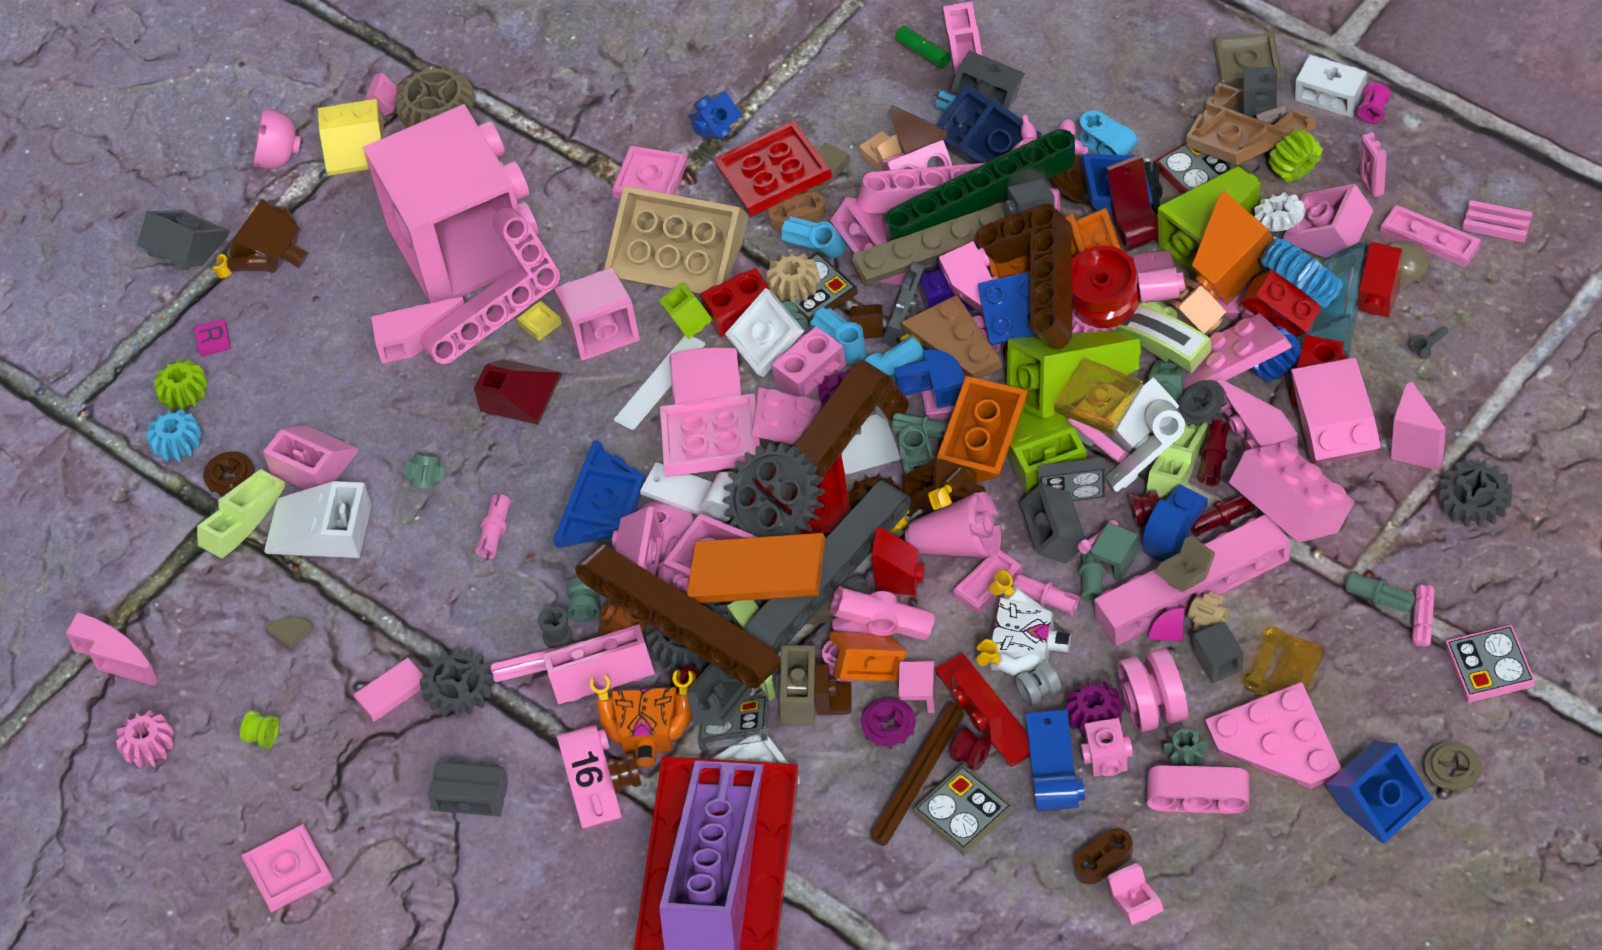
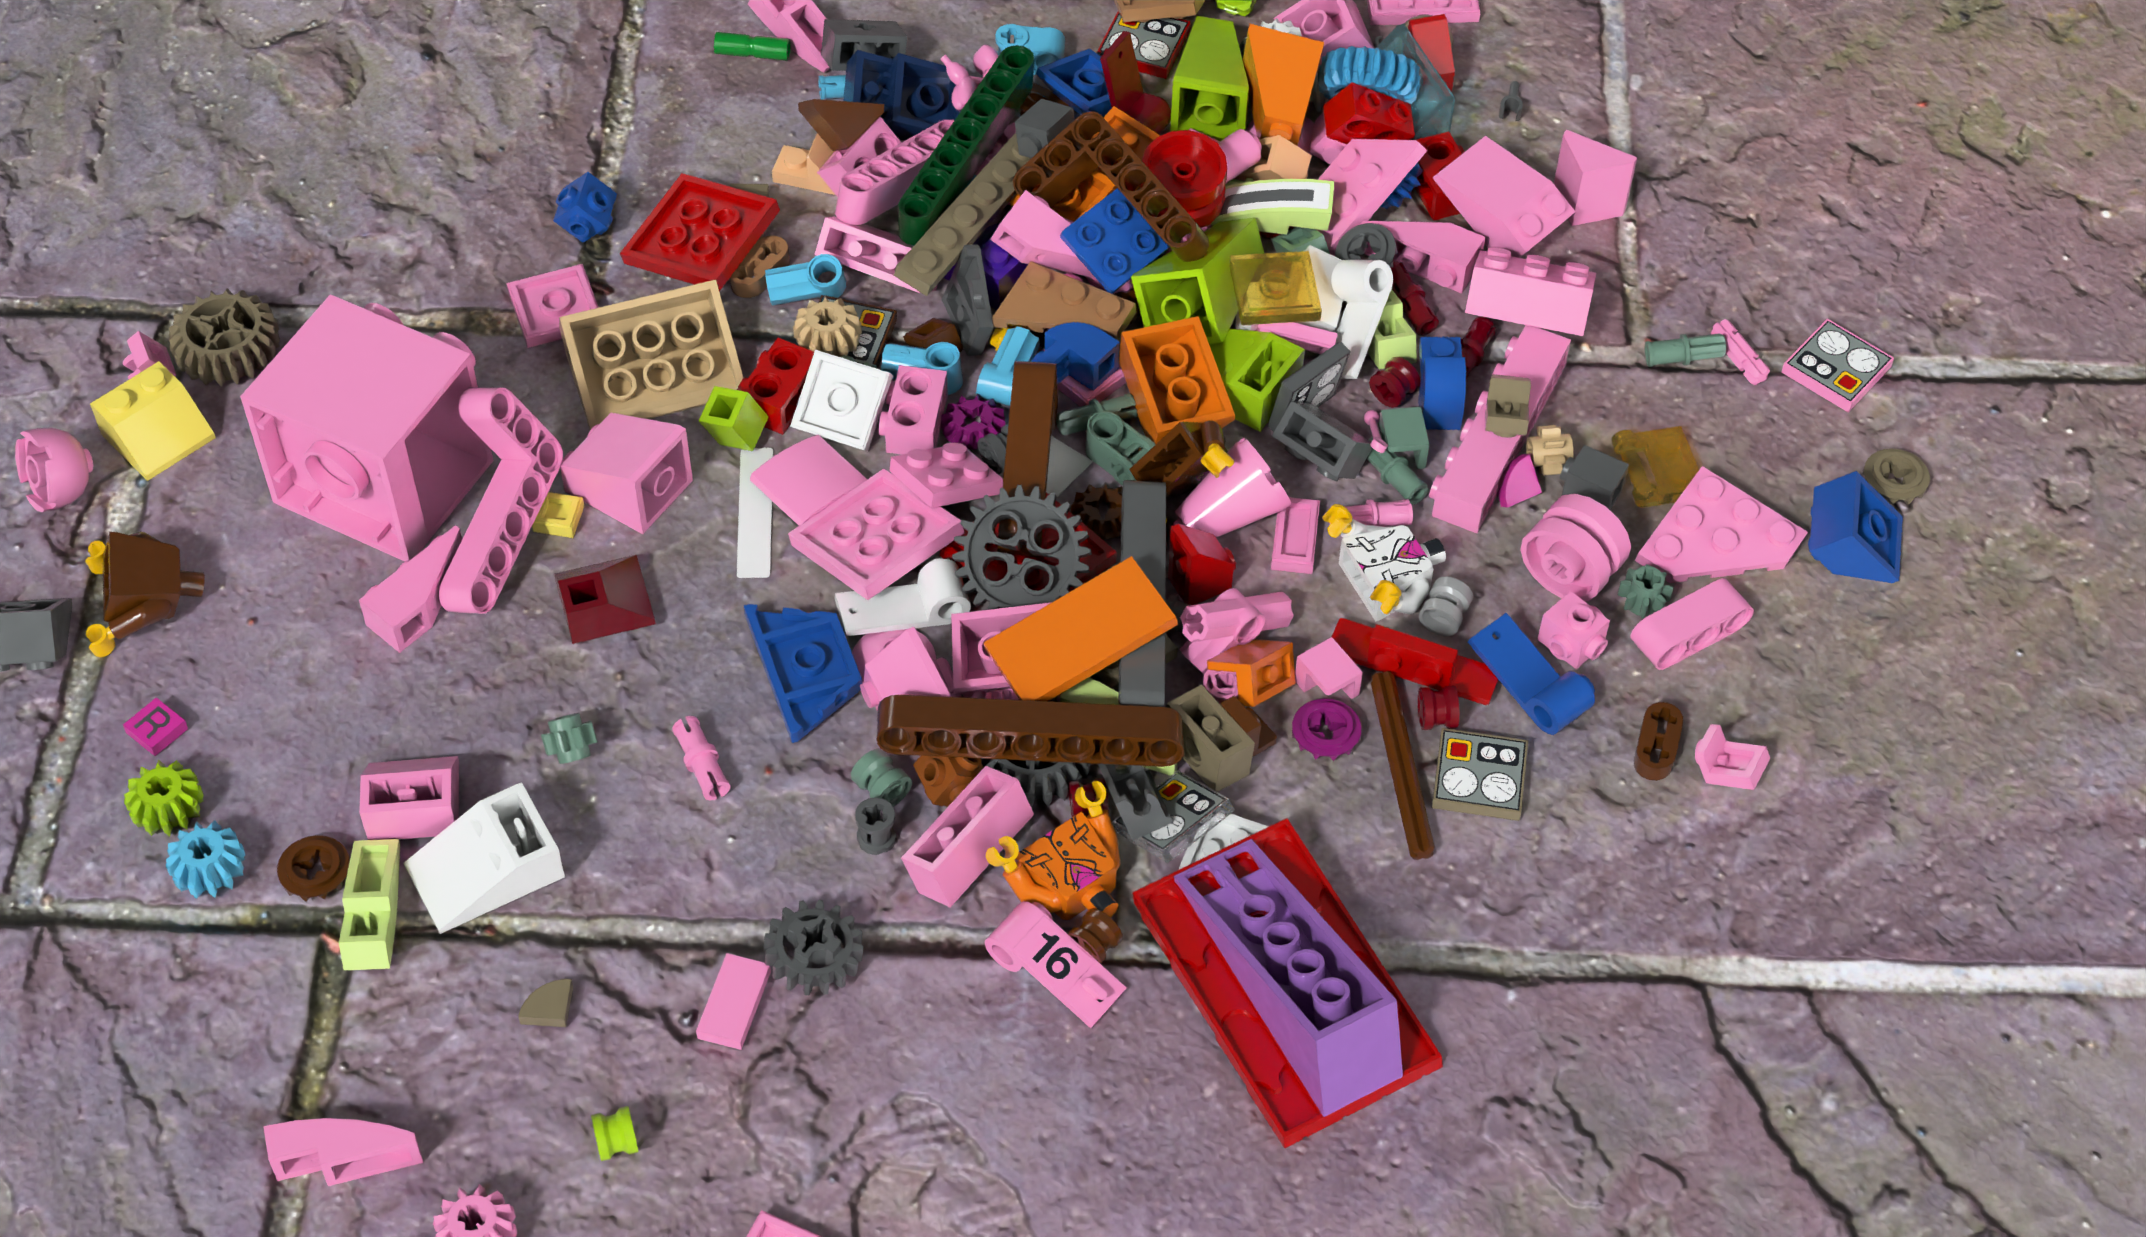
camera: 45 degrees left, 0 degrees up
(468, 788) = (930, 1054): dark grey brick -> none
(521, 665) = (878, 878): bright pink axle -> none
(1093, 705) = (1522, 597): magenta gear -> none
(1459, 487) = (1686, 215): dark grey gear -> none

